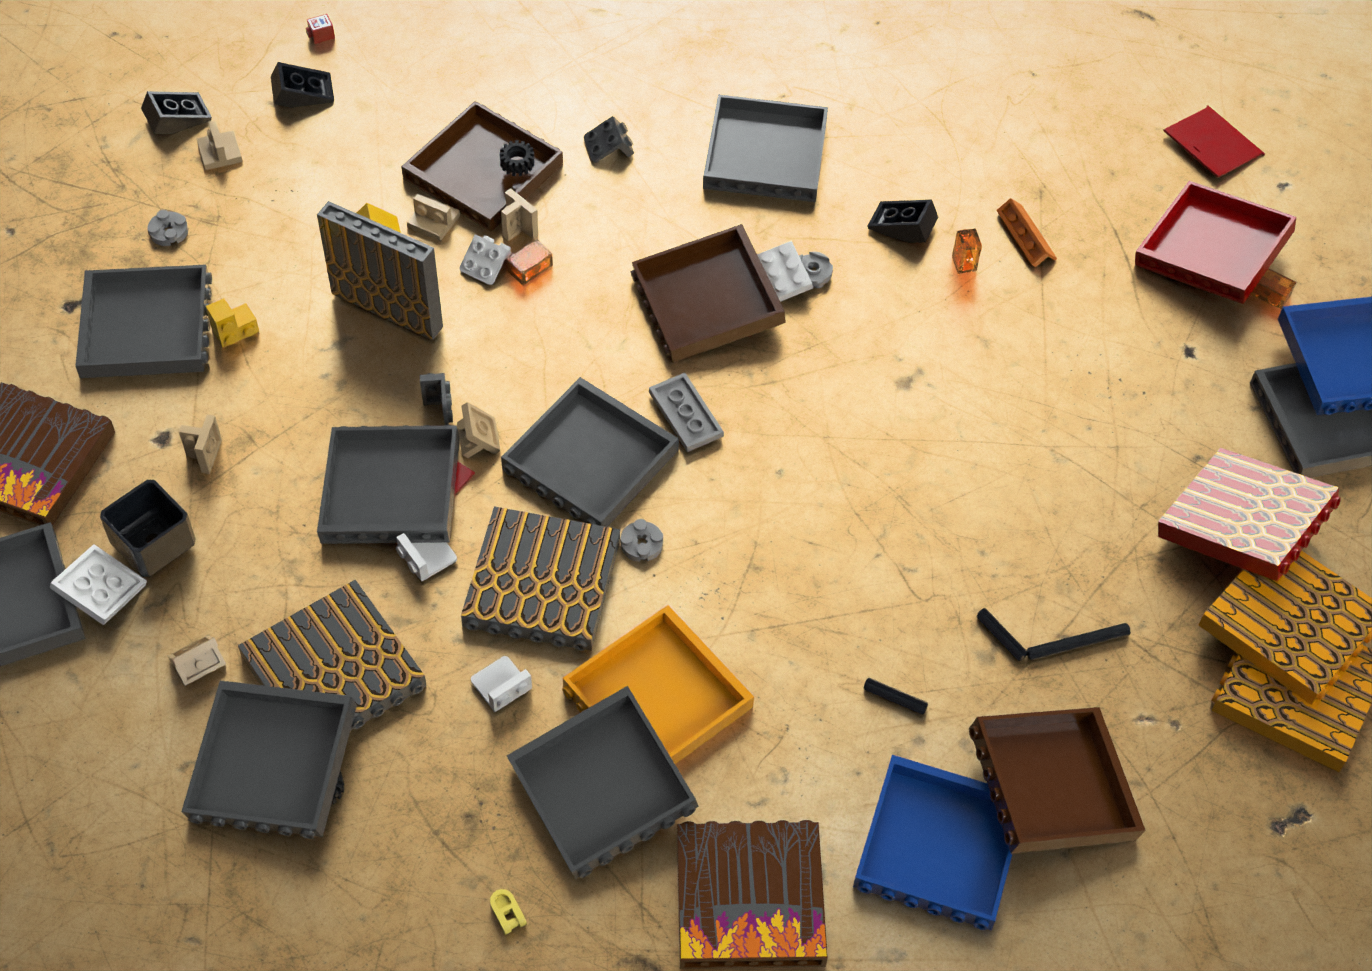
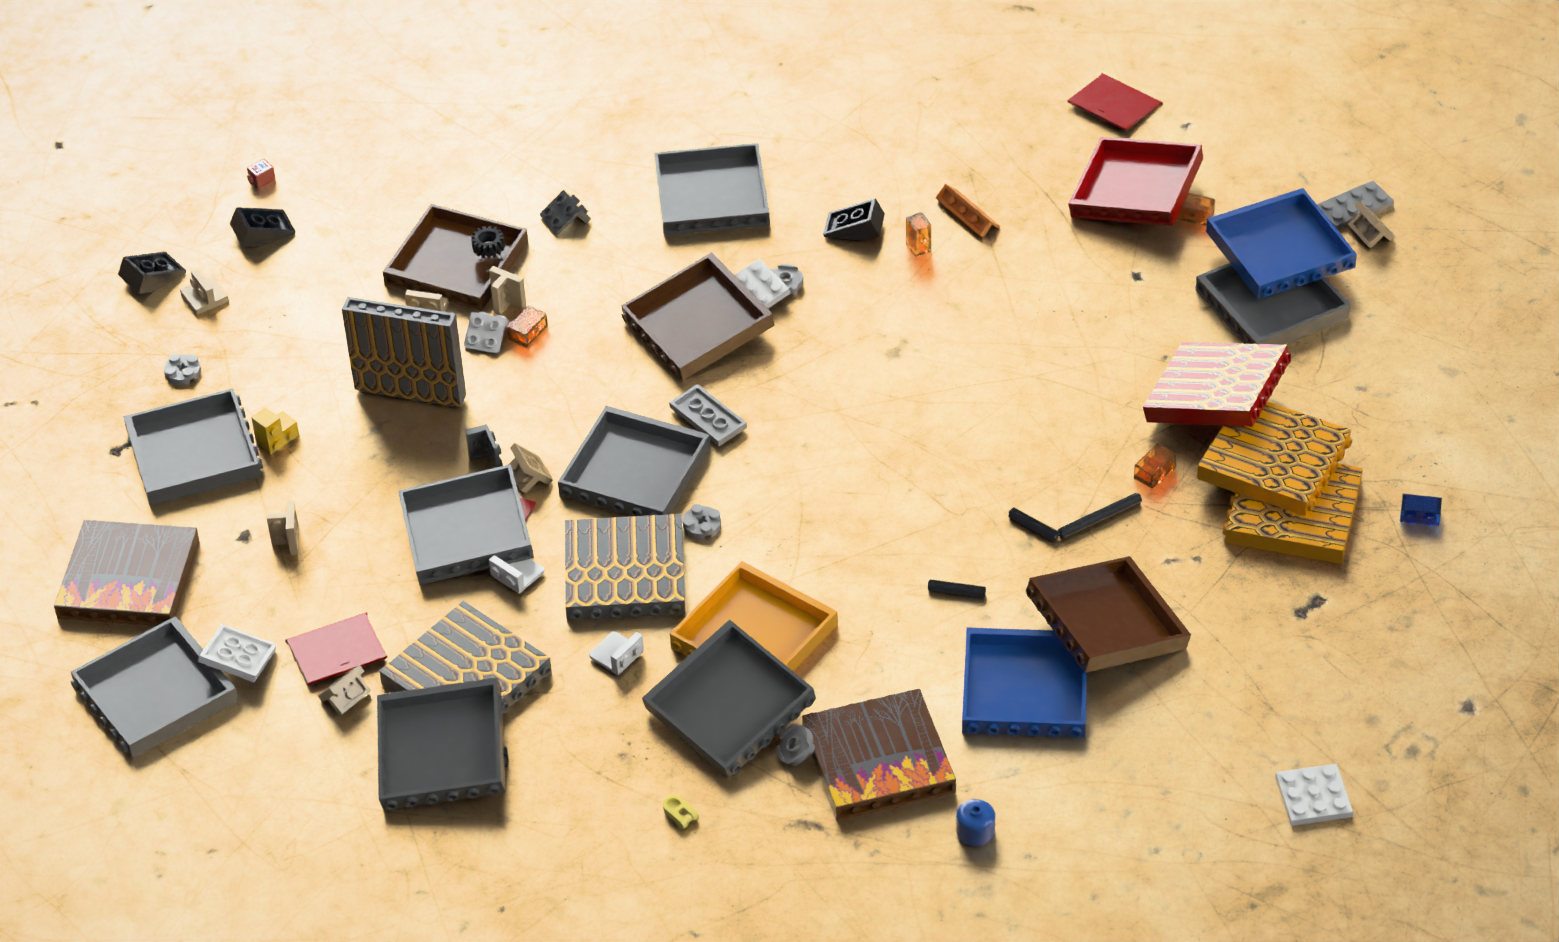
camera: 10 degrees left, 10 degrees down
(145, 515) = (267, 599): black plate -> none
(208, 601) = (336, 648): none -> piece
(668, 864) = (804, 746): none -> light grey plate
(1155, 594) = (1155, 466): none -> clear orange brick

